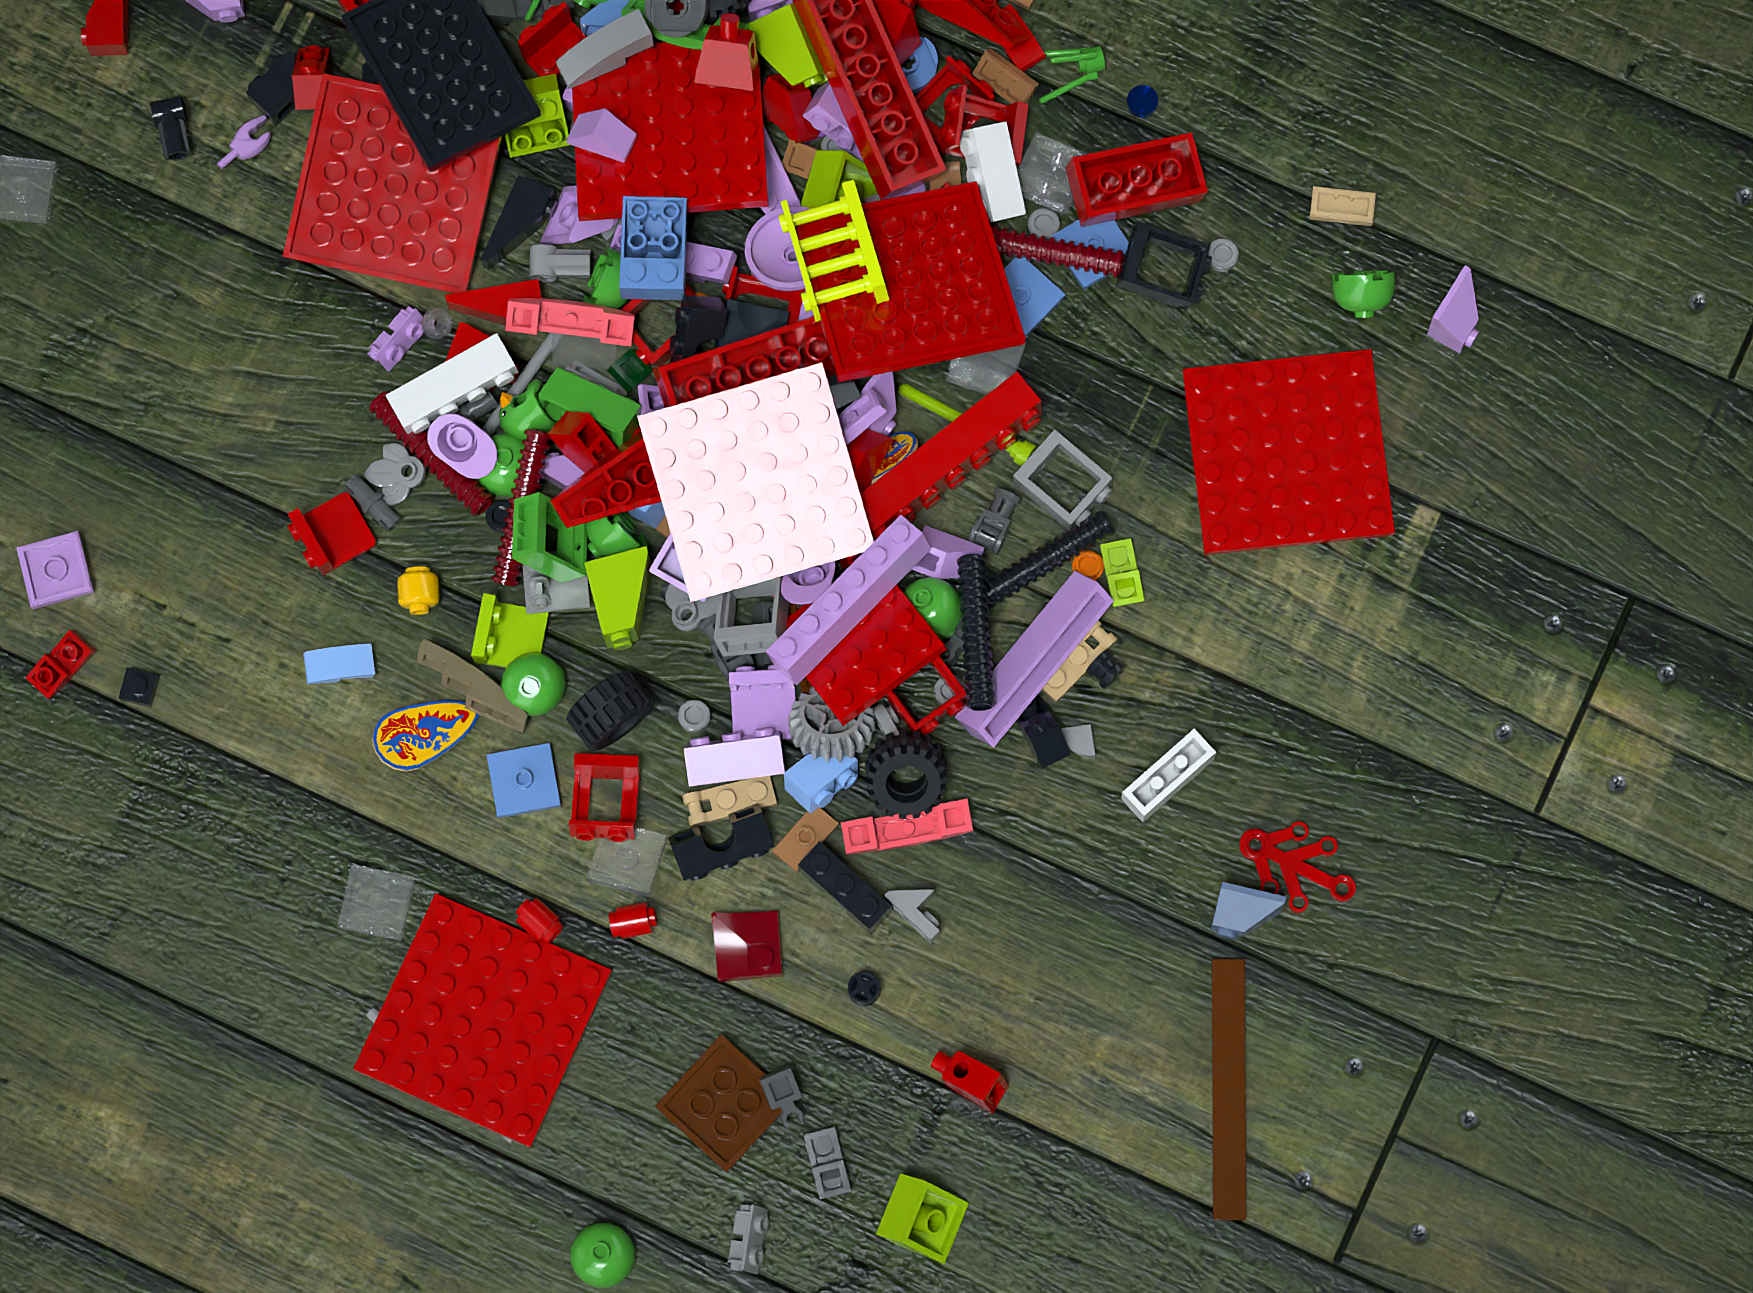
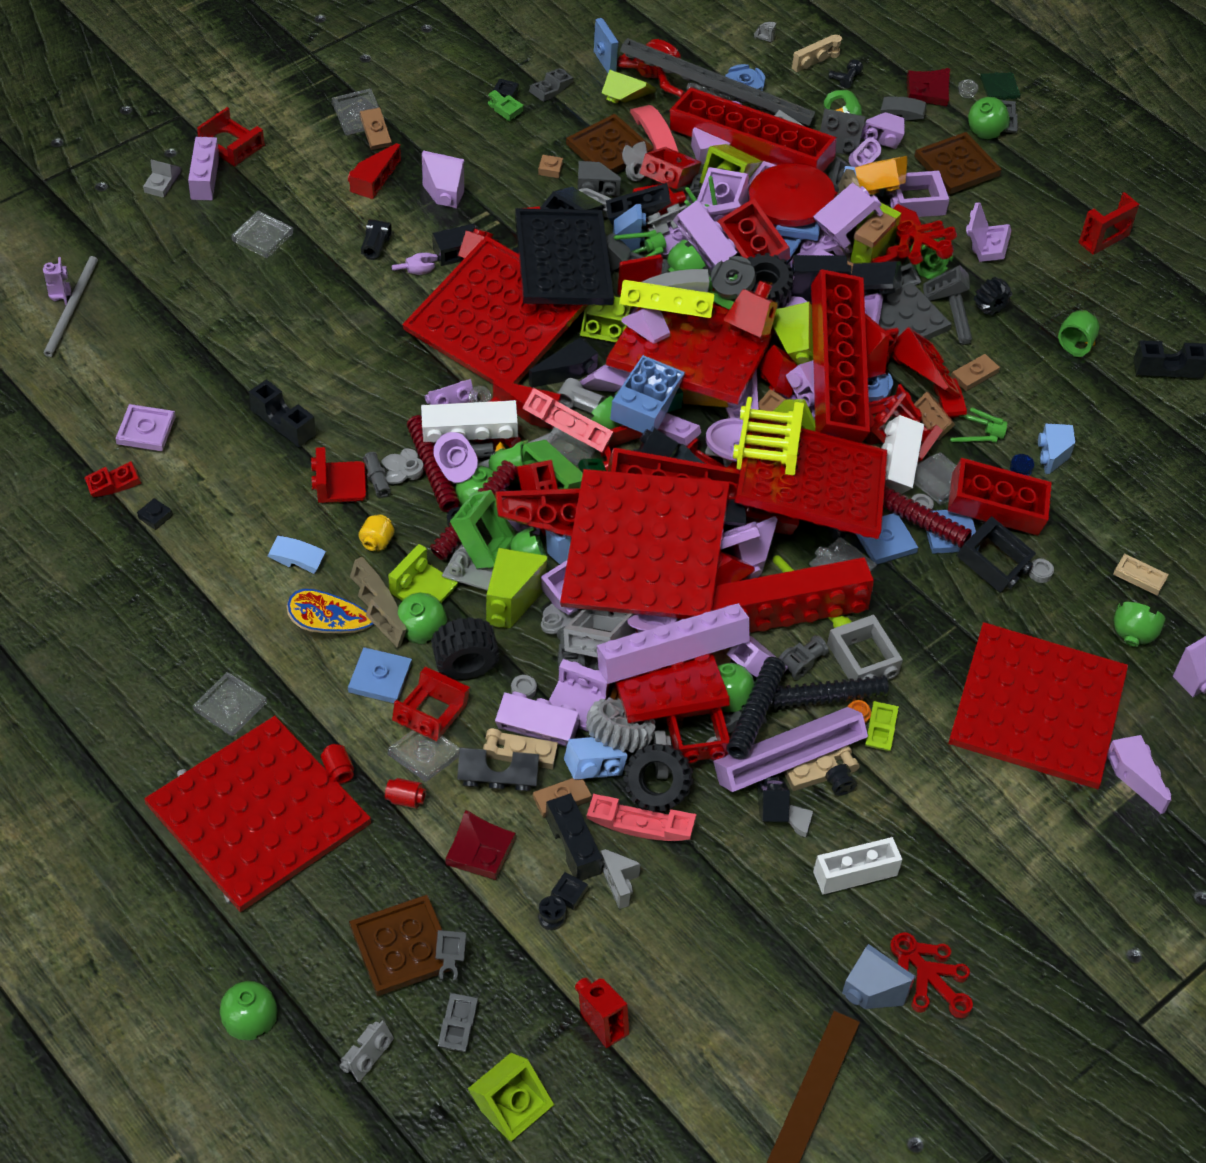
camera: 15 degrees right, 25 degrees down
(196, 469) = (293, 423): none -> black arch
(612, 91) = (667, 298): none -> neon yellow fence
(869, 953) = (570, 890): none -> black plate
(1175, 53) = (1056, 444): none -> light blue slope
(1427, 492) = (1135, 767): none -> lavender slope

